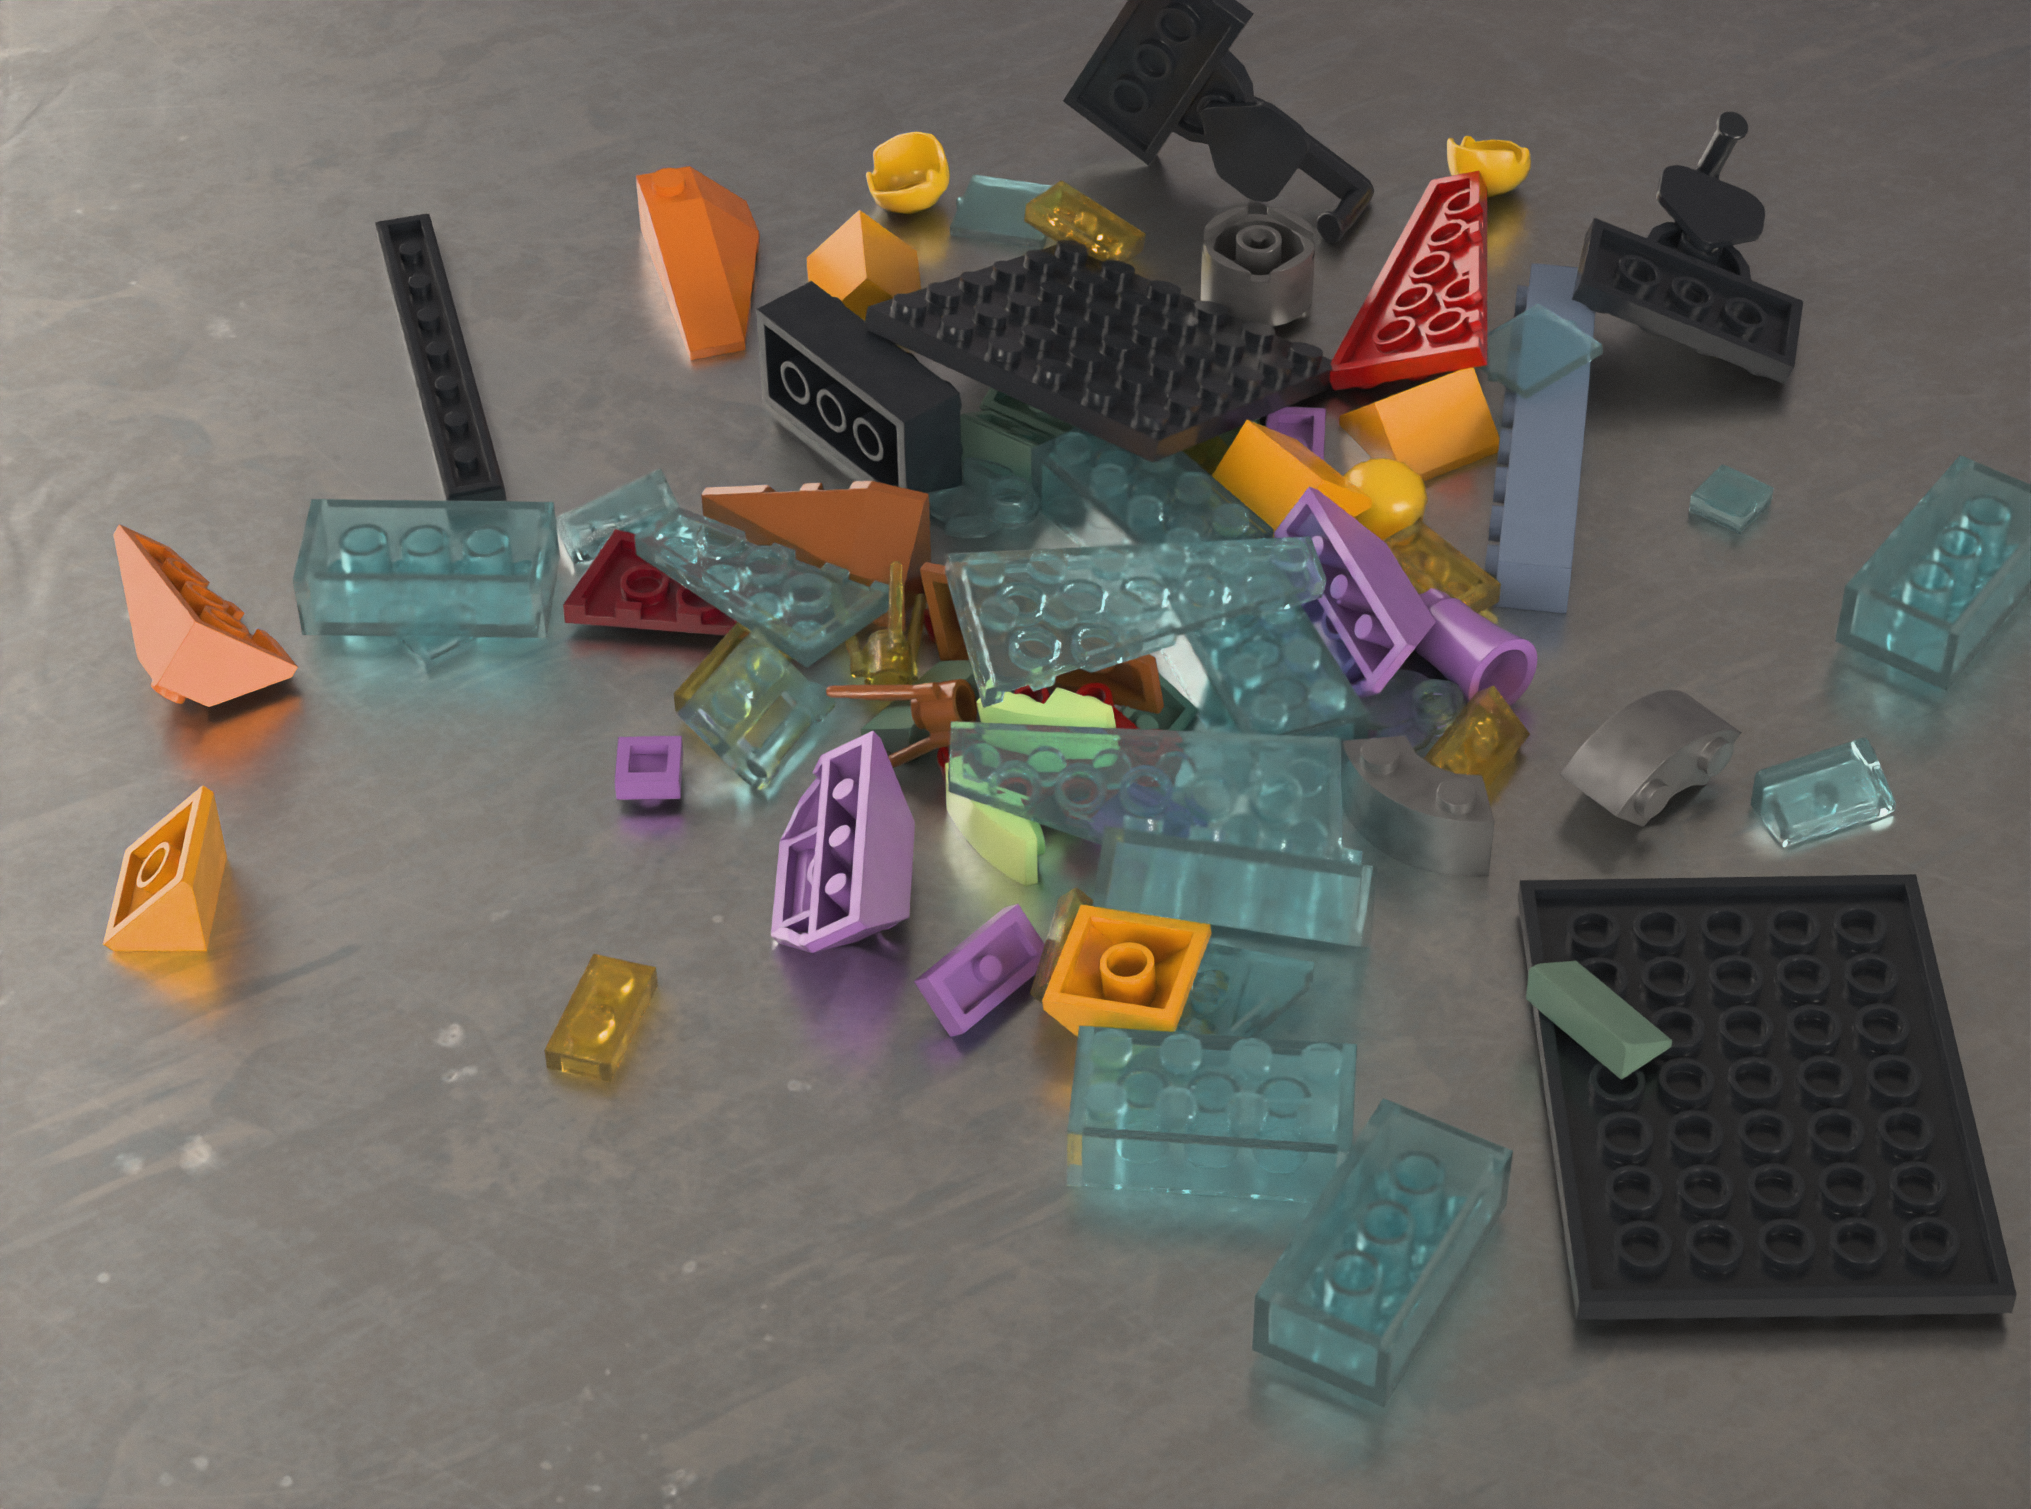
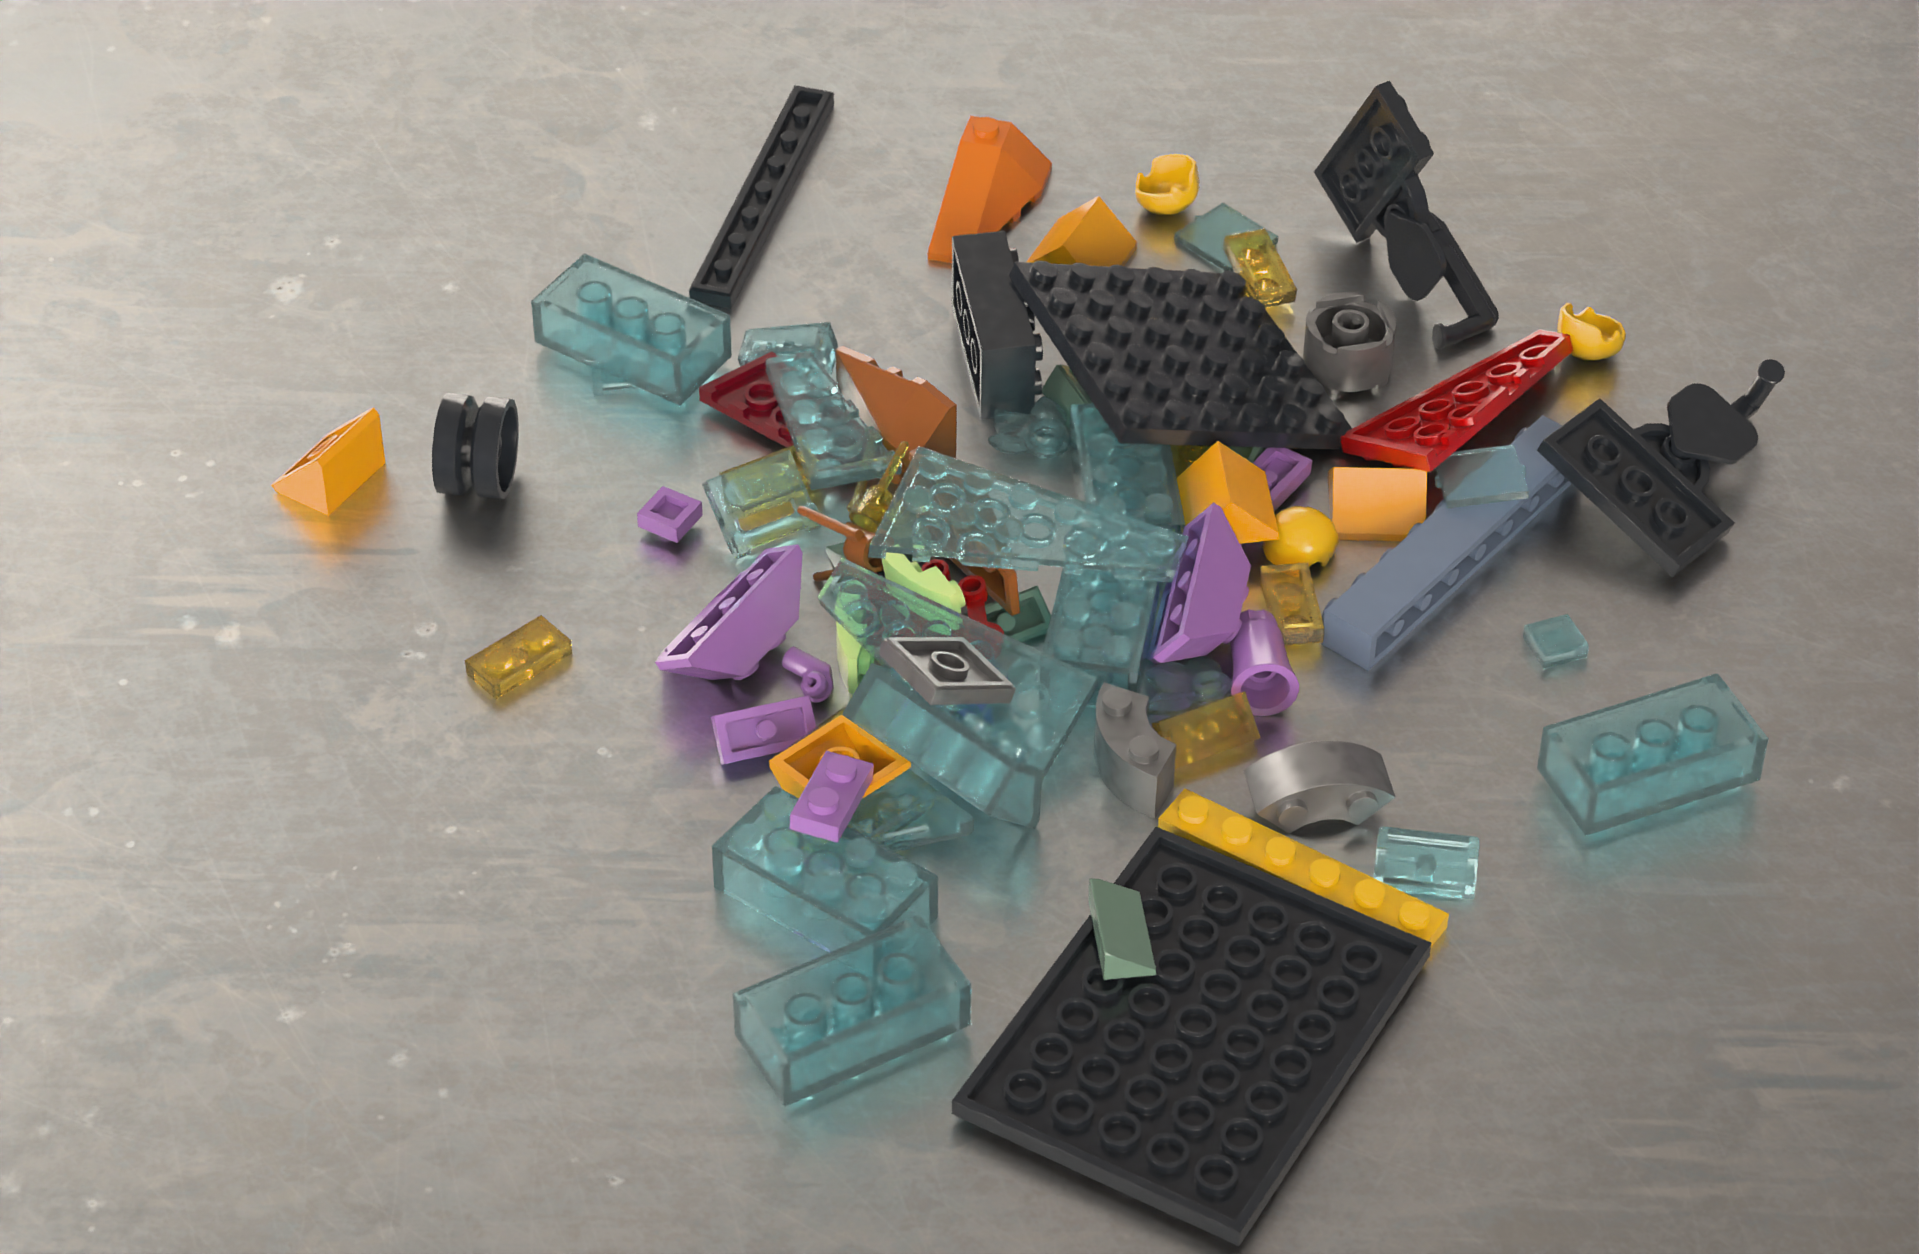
camera: 30 degrees right, 0 degrees up
(189, 634) = (466, 310): orange wedge -> none
(360, 782) = (475, 446): none -> black wheel
(978, 880) = (815, 673): none -> medium lavender arm
(1170, 1006) = (831, 796): none -> medium lavender plate
(1192, 798) = (947, 670): none -> flat silver tile
(1672, 853) = (1282, 857): none -> yellow plate

